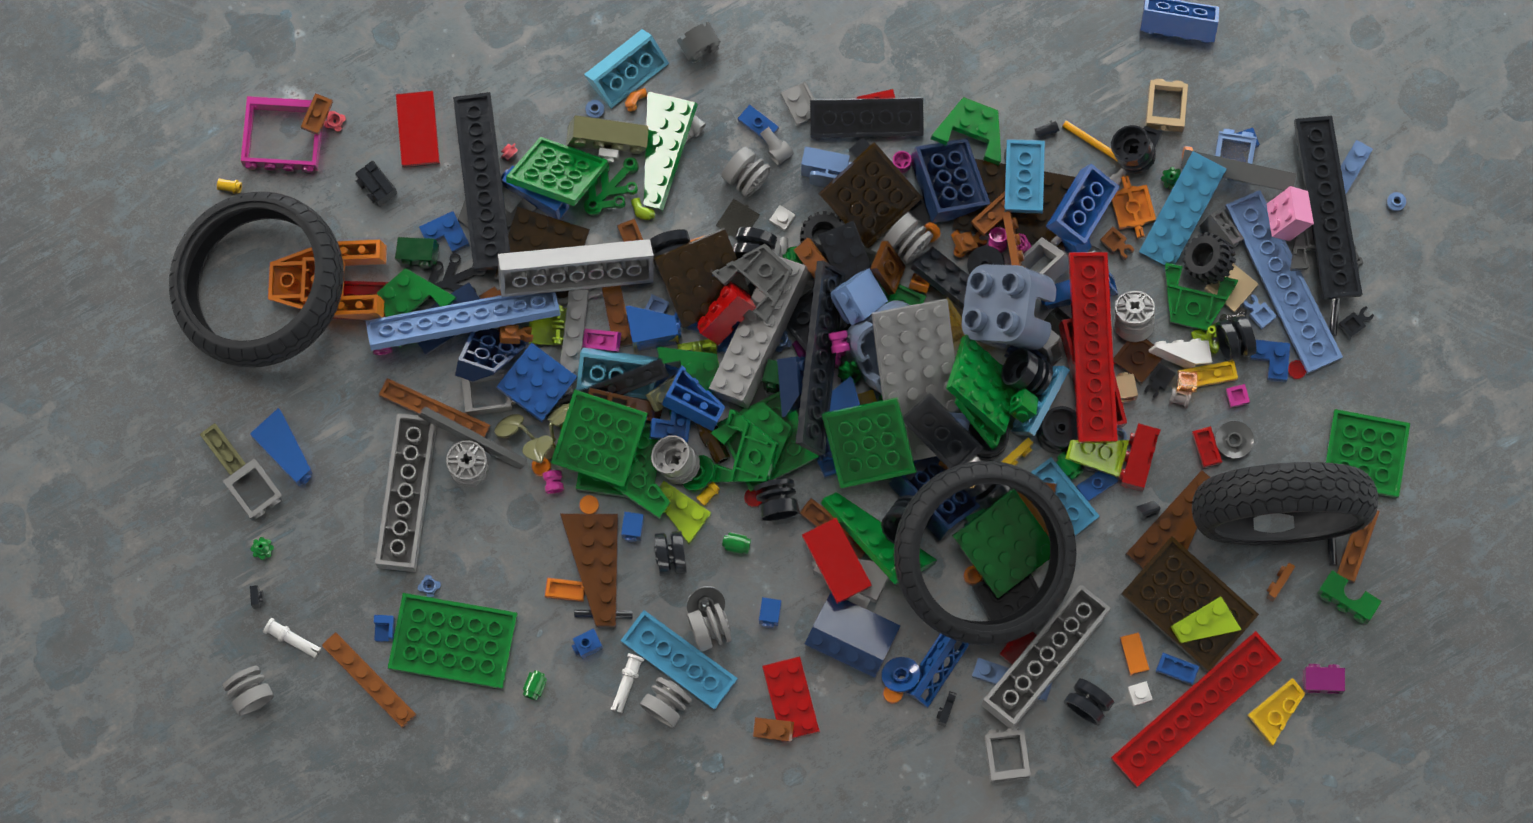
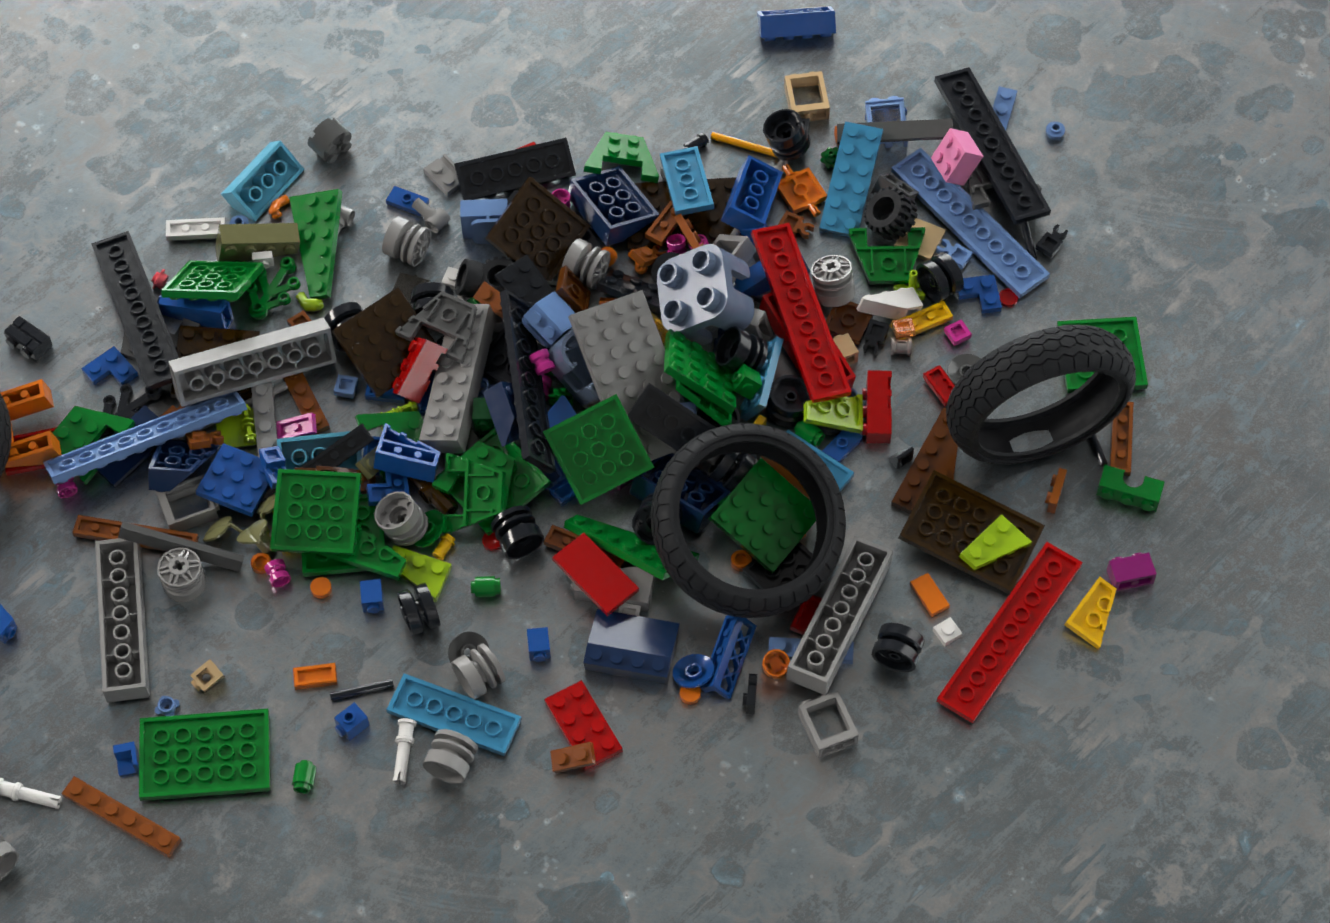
camera: 15 degrees left, 15 degrees down
(417, 129) = (61, 281): red tile -> none
(417, 252) = (84, 389): dark green brick -> none
(475, 561) = (207, 668): none -> tan brick
(552, 104) = (193, 228): none -> white plate
(571, 377) = (272, 460): none -> blue slope
(594, 549) = (340, 635): reddish brown wing -> none
(652, 329) = (344, 401): blue slope -> none
(794, 227) = (468, 278): none -> black tyre
(975, 688) = (775, 663): none -> orange wheel
(1177, 668) = (978, 597): blue plate -> none

